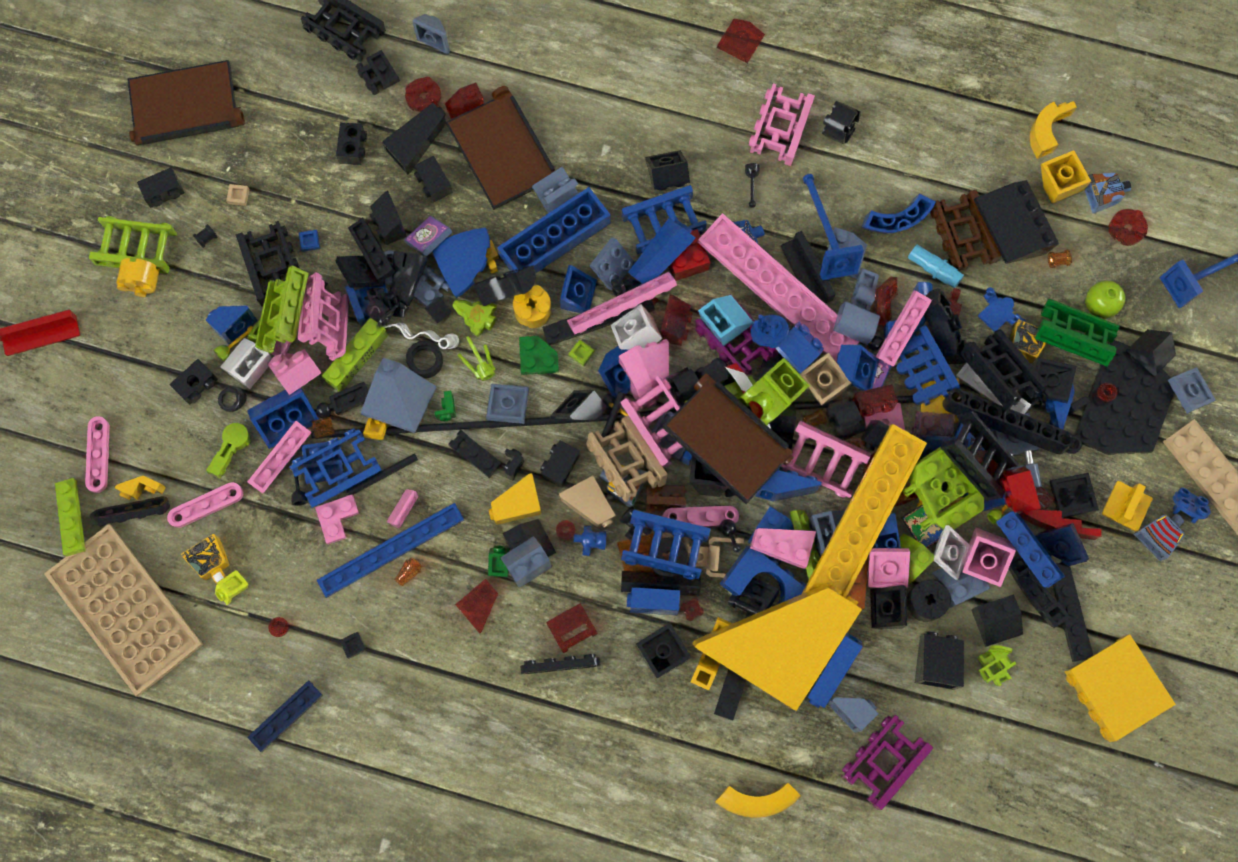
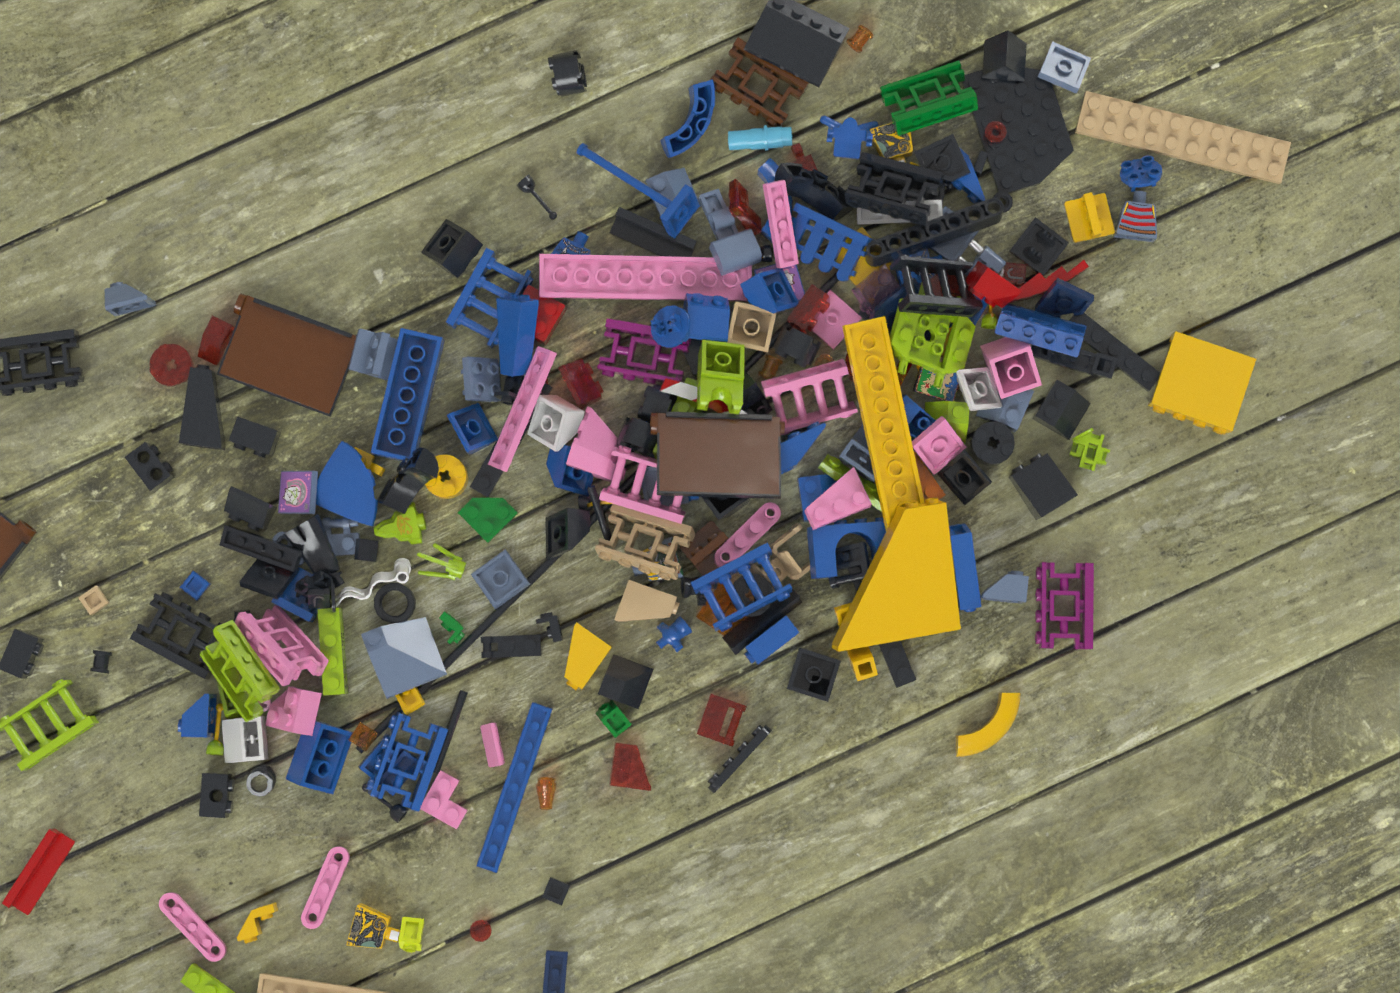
camera: 40 degrees left, 10 degrees up
(131, 510) = (267, 948): black plate -> none
(137, 277) = (80, 749): yellow brick -> none
(239, 438) = (295, 808): lime piece -> none
(279, 457) = (349, 793): bright pink plate -> none
(344, 400) = (359, 698): black plate -> none
(382, 69) = (113, 373): black plate -> none
(526, 562) = (637, 699): sand blue slope -> none
(560, 463) = (591, 592): black brick -> none
(565, 536) = (644, 636): clear red plate -> none
(581, 352) = (522, 479): lime tile -> none
(693, 603) = (812, 615): clear red plate -> none
(725, 318) = (623, 346): medium azure slope -> none
(729, 531) = (778, 521): black hinge -> none
(741, 39) = (408, 64): clear red slope -> none
(795, 128) = (530, 112): bright pink fence -> none
(874, 434) = (833, 338): black slope -> none
(1105, 299) = (928, 43): lime cylinder -> none

